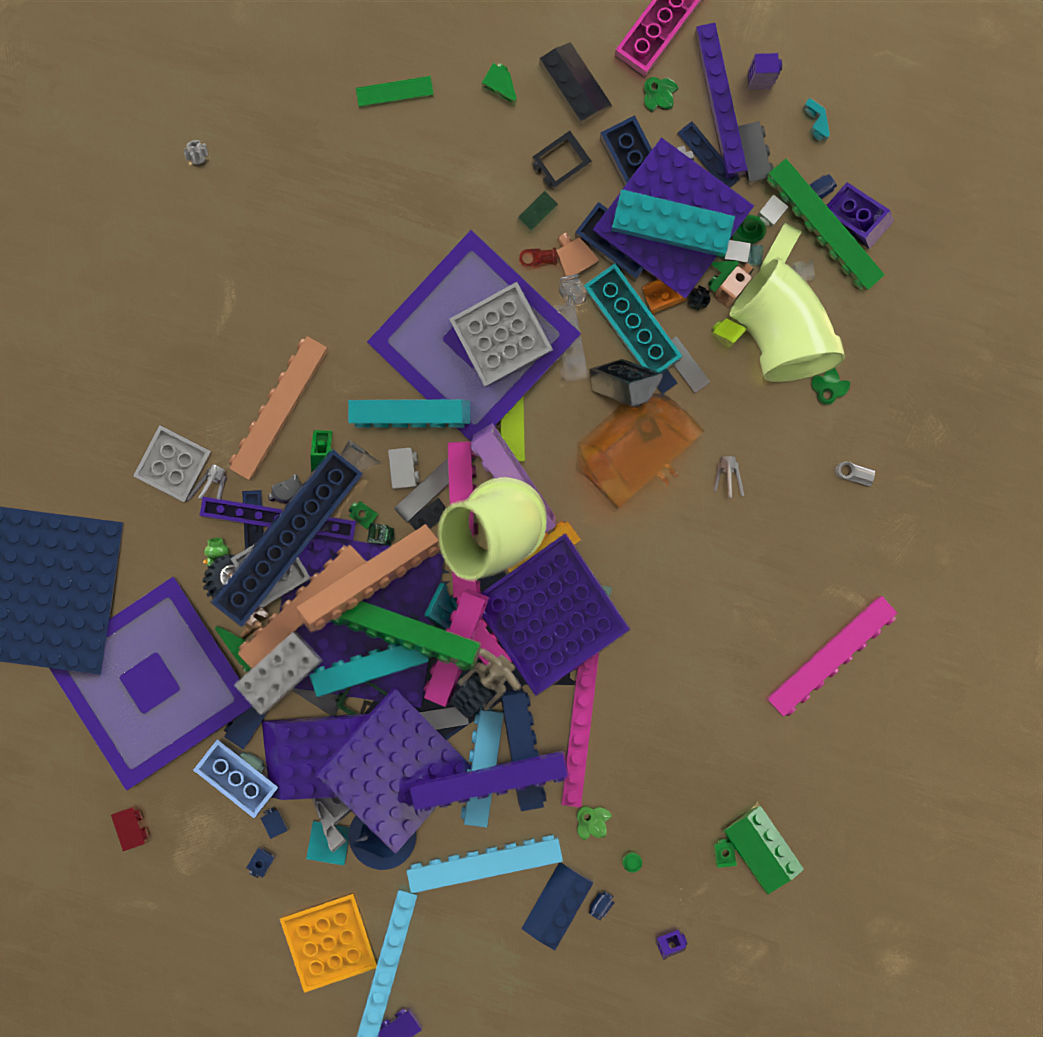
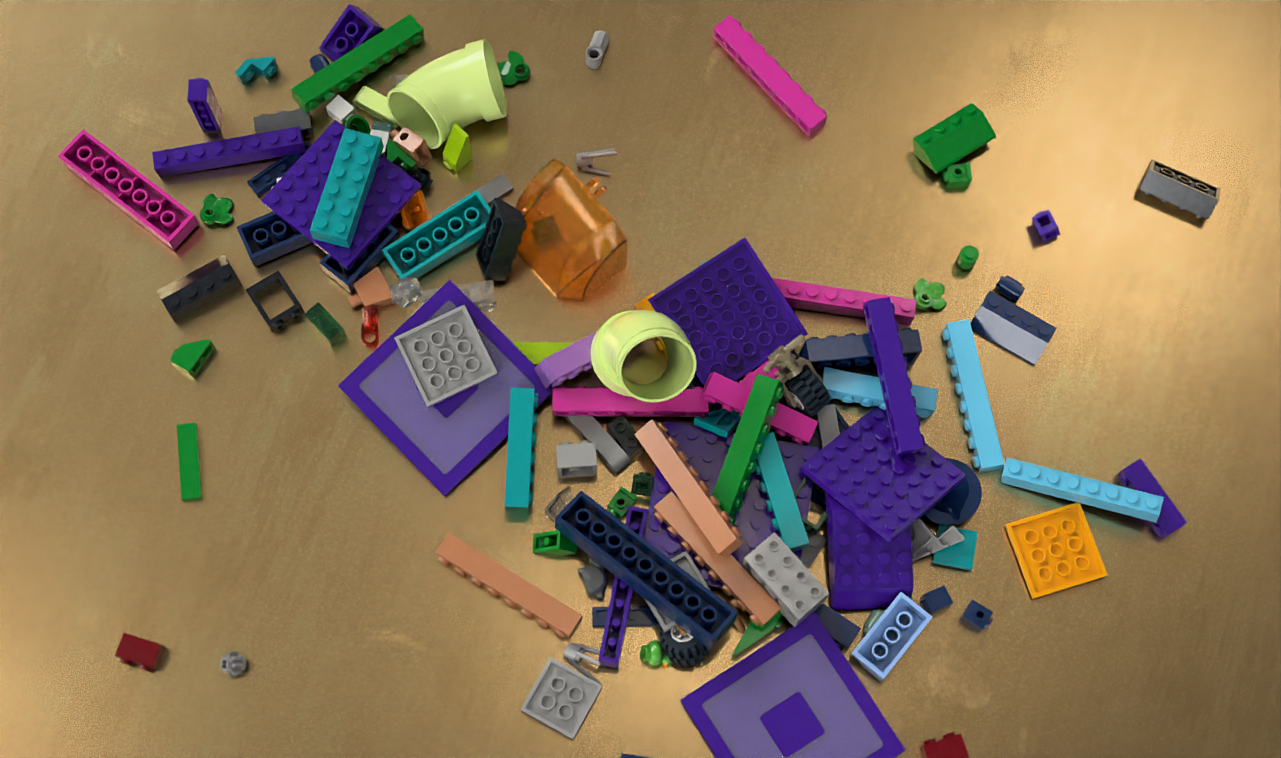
camera: 85 degrees left, 15 degrees down
(205, 63) = (140, 651): none -> dark red brick

